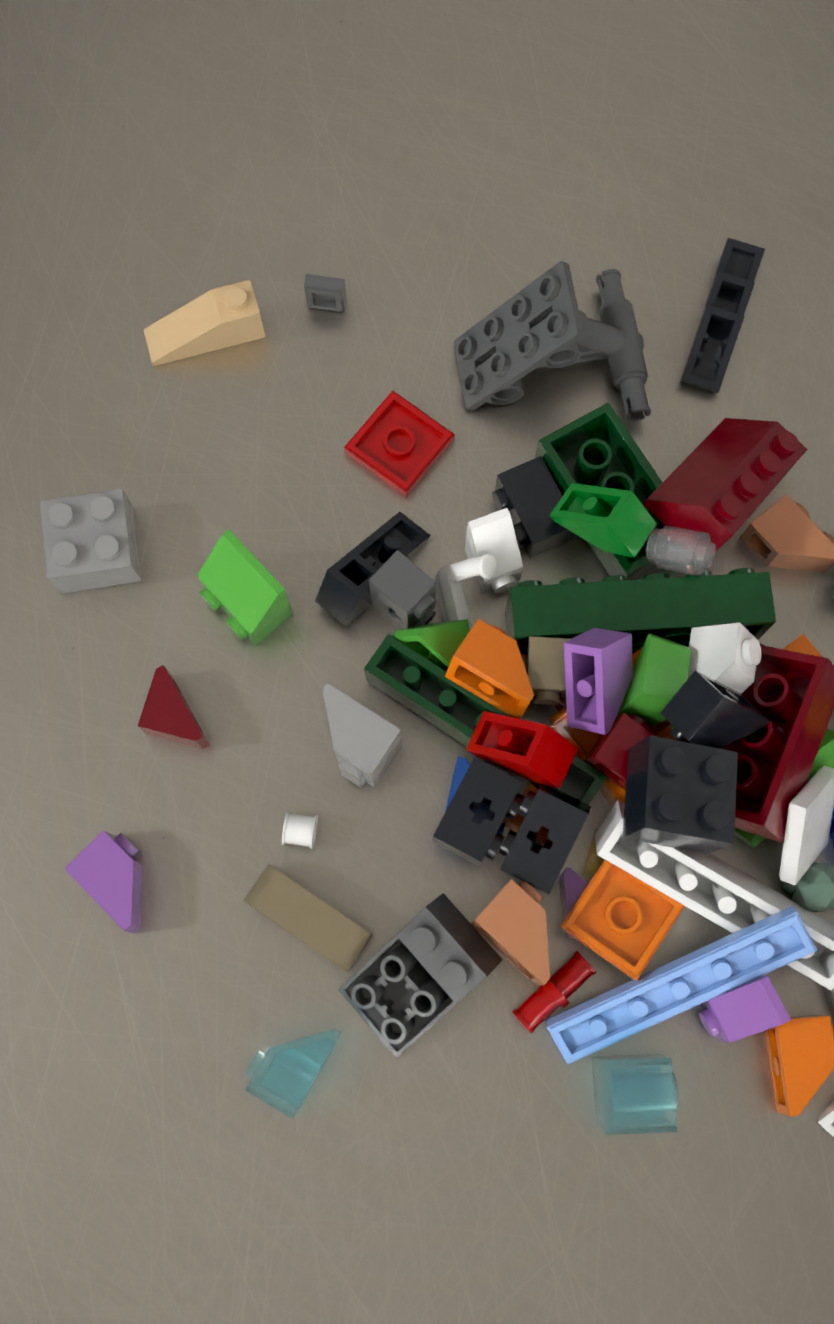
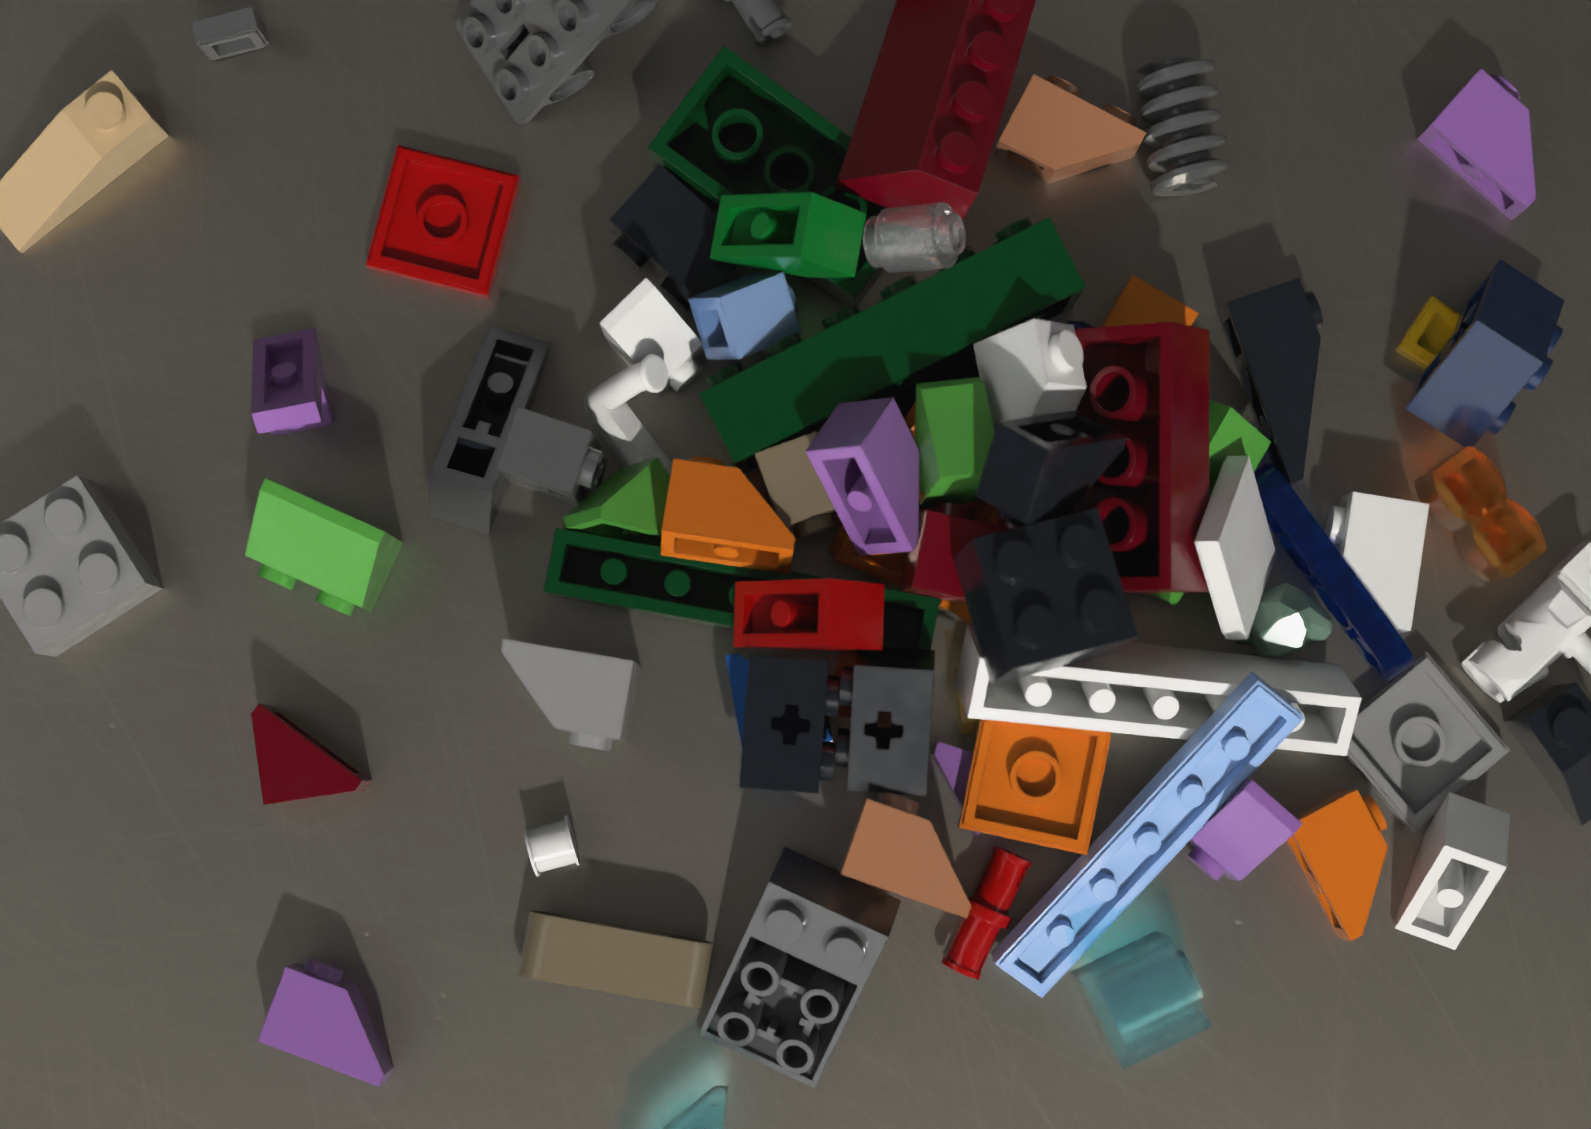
camera: 25 degrees left, 10 degrees up
(268, 496) = (289, 384): none -> medium lavender slope
(556, 558) = (745, 315): none -> medium blue brick

